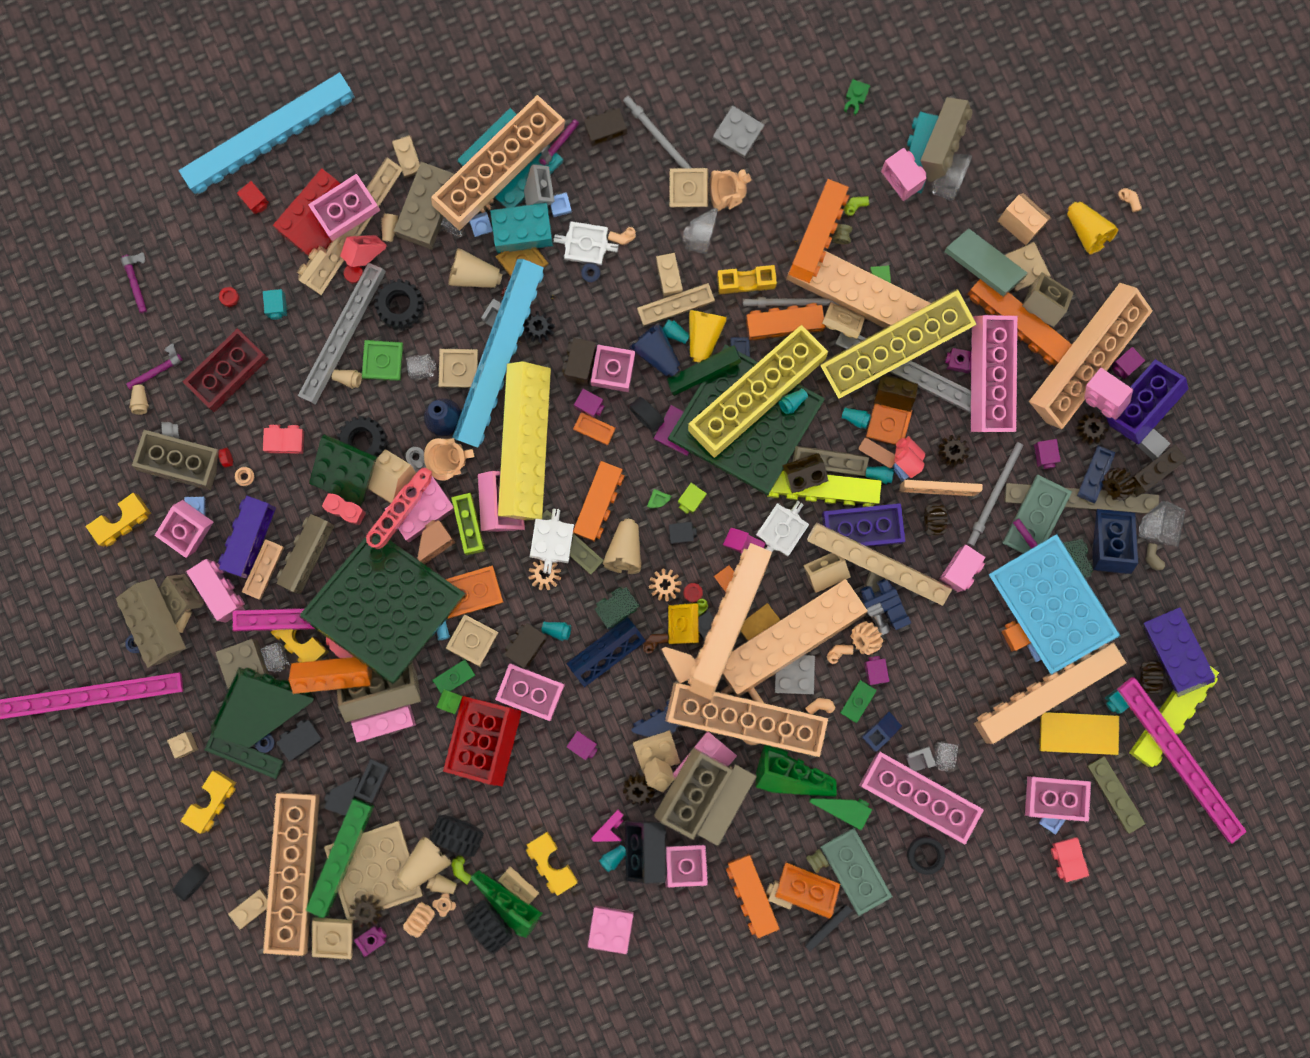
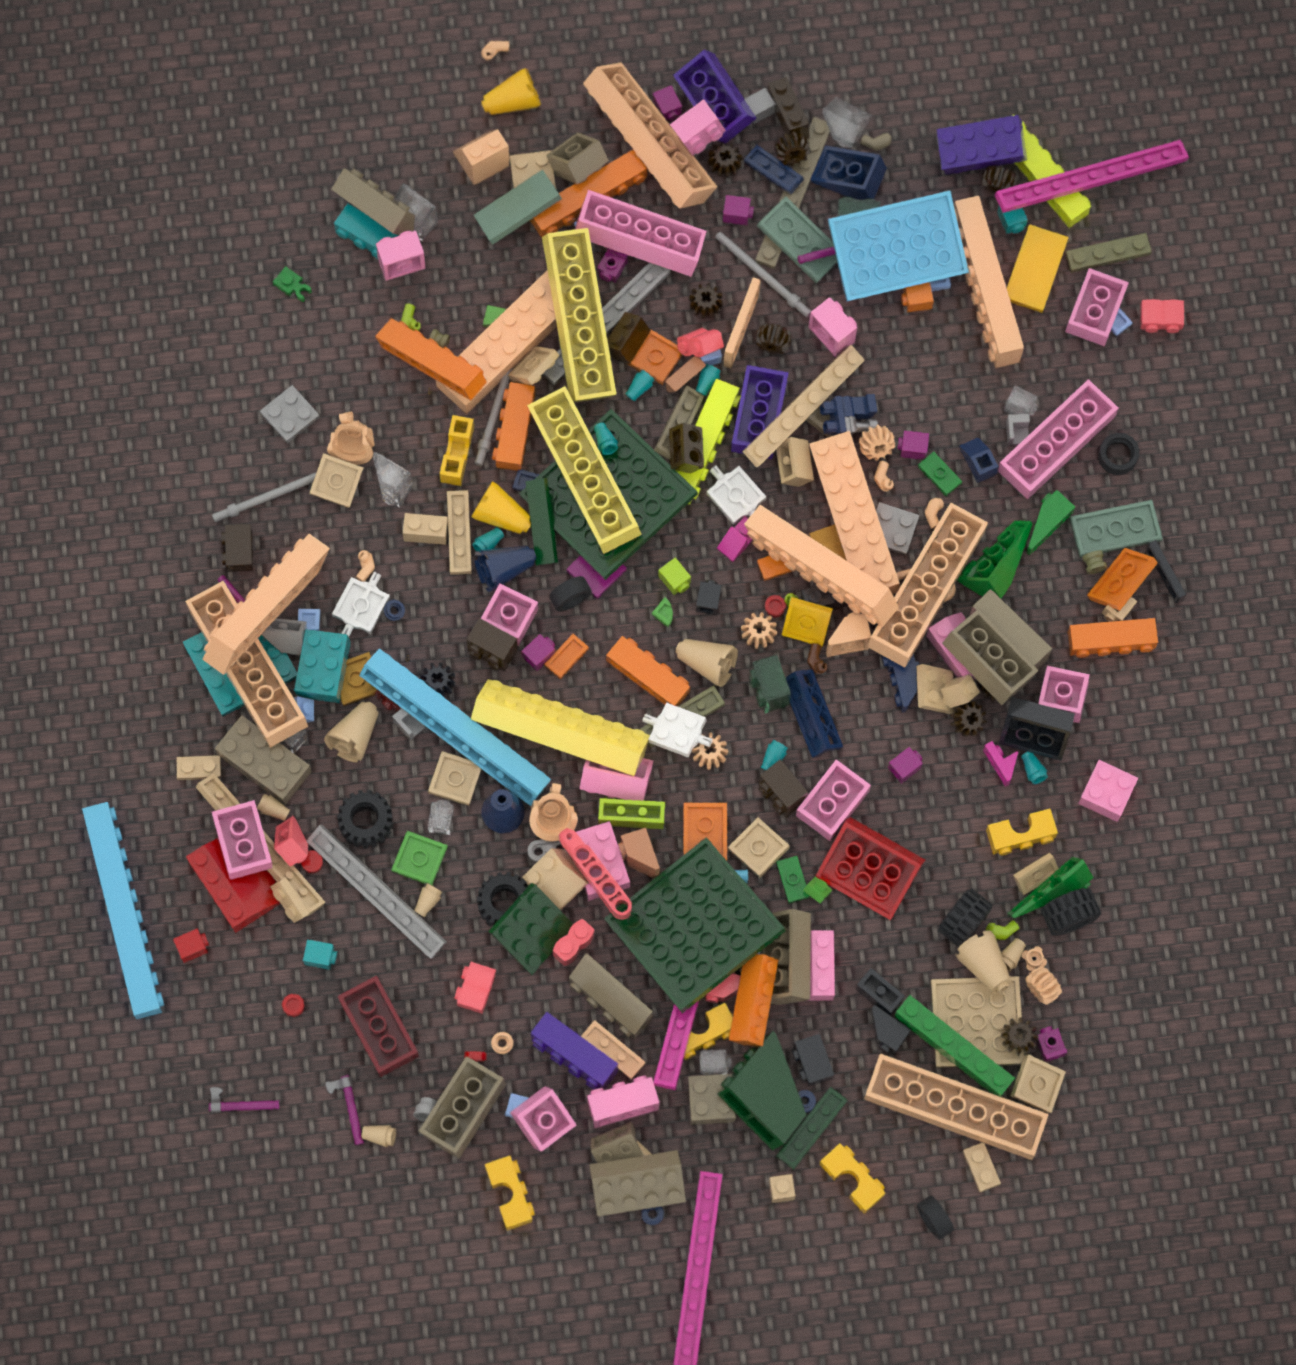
camera: 75 degrees left, 10 degrees down
(549, 158) = (265, 603): none -> light nougat brick

